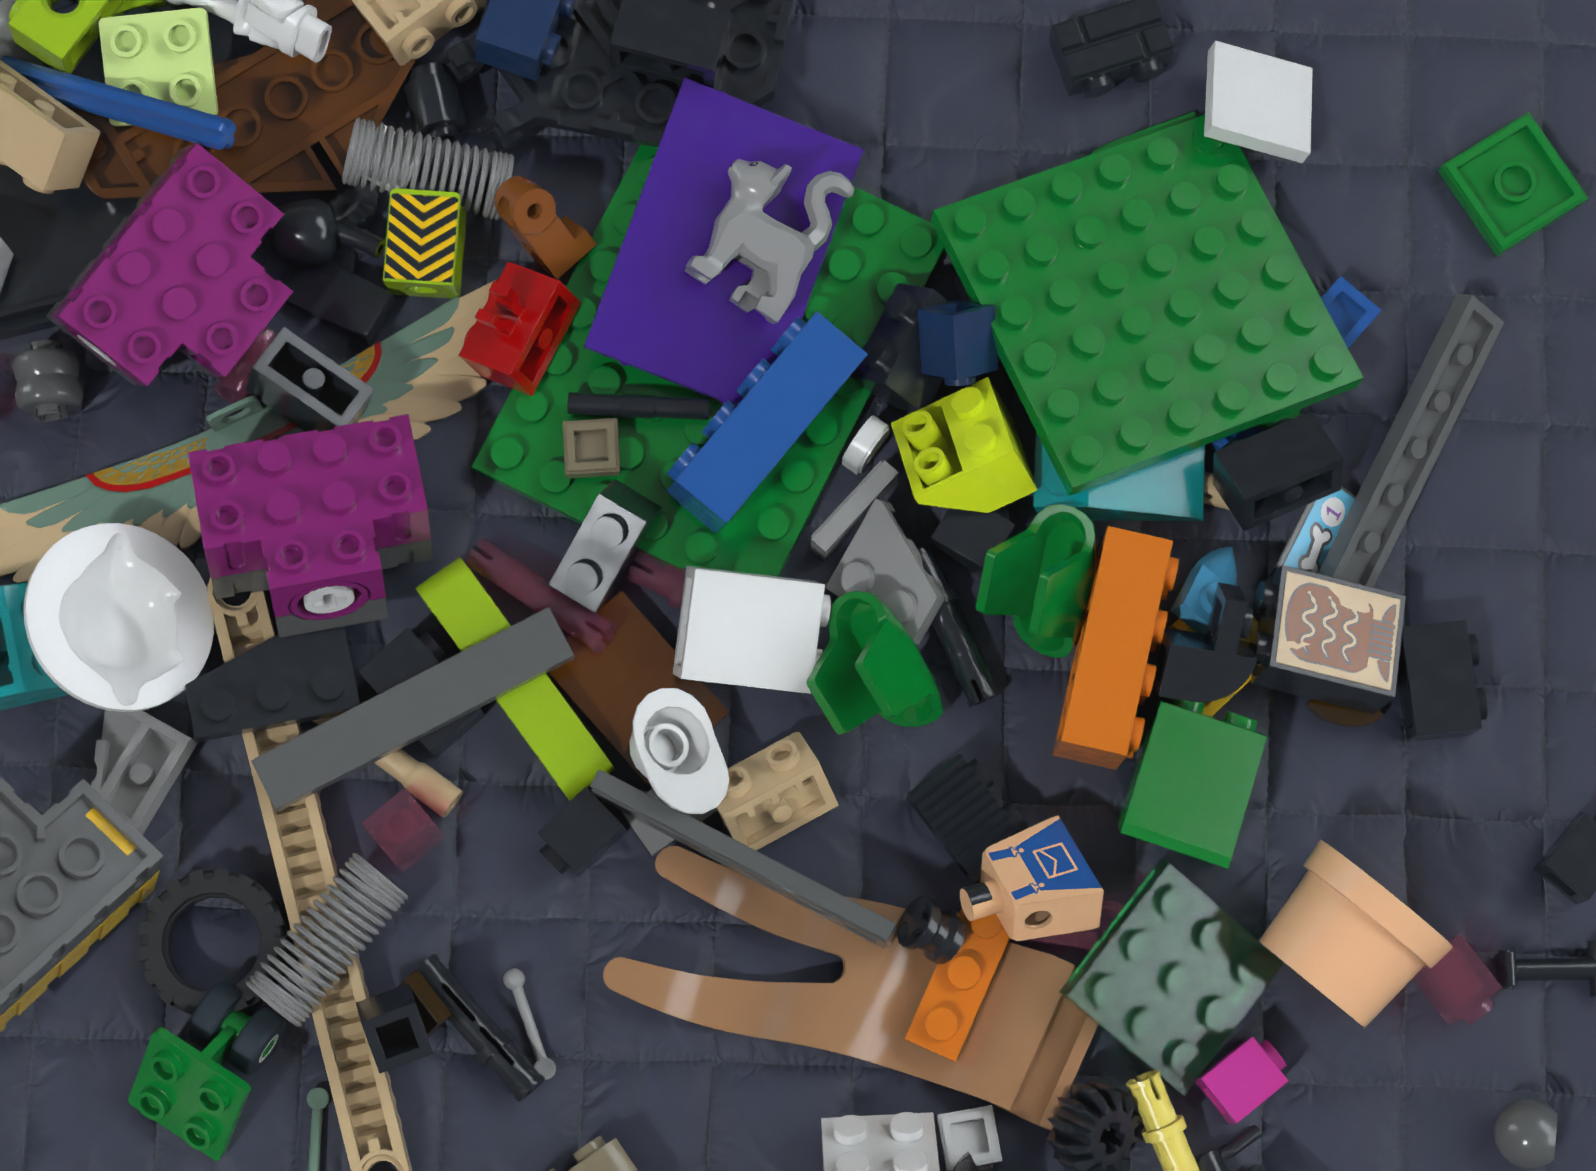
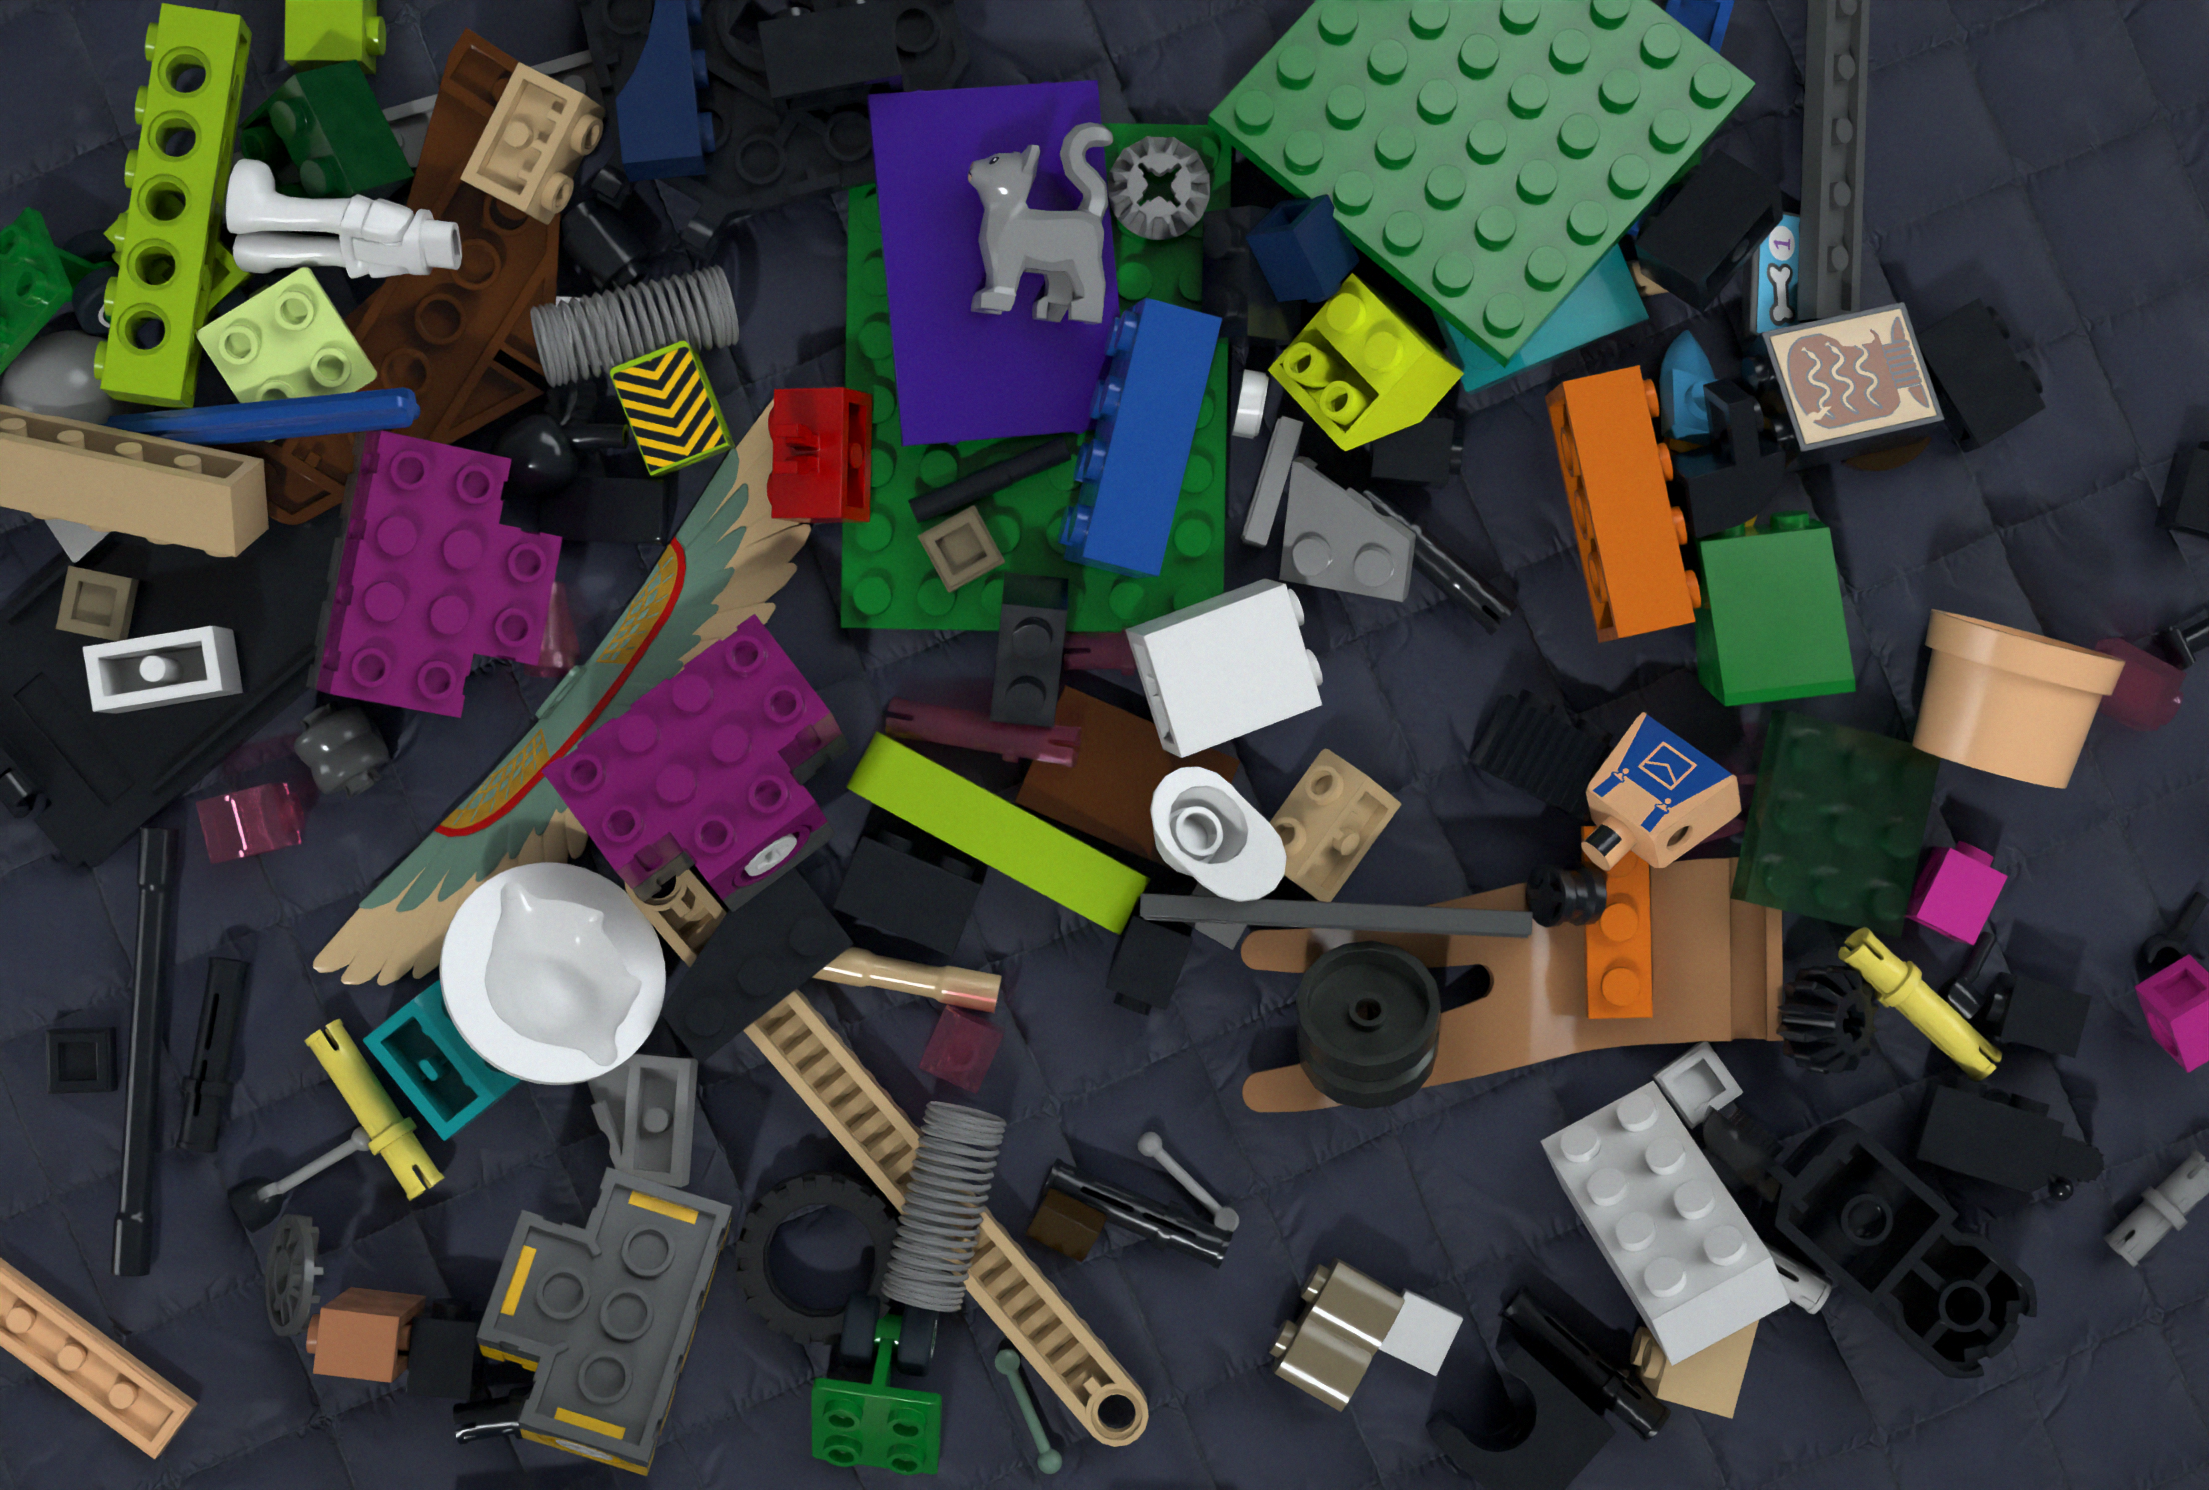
camera: 30 degrees left, 10 degrees up
(307, 385) = (630, 630): black brick -> none
(394, 1028) = (1059, 1265): black brick -> none
(412, 709) = (913, 922): dark grey tile -> none
(531, 217) = (775, 326): dark orange leg -> none
(727, 956) = (1368, 1024): none -> pearl dark grey wheel
(860, 270) = (1158, 218): none -> light grey gear
(872, 668) = (1371, 646): green piece -> none
(1043, 579) = (1488, 479): green piece -> none

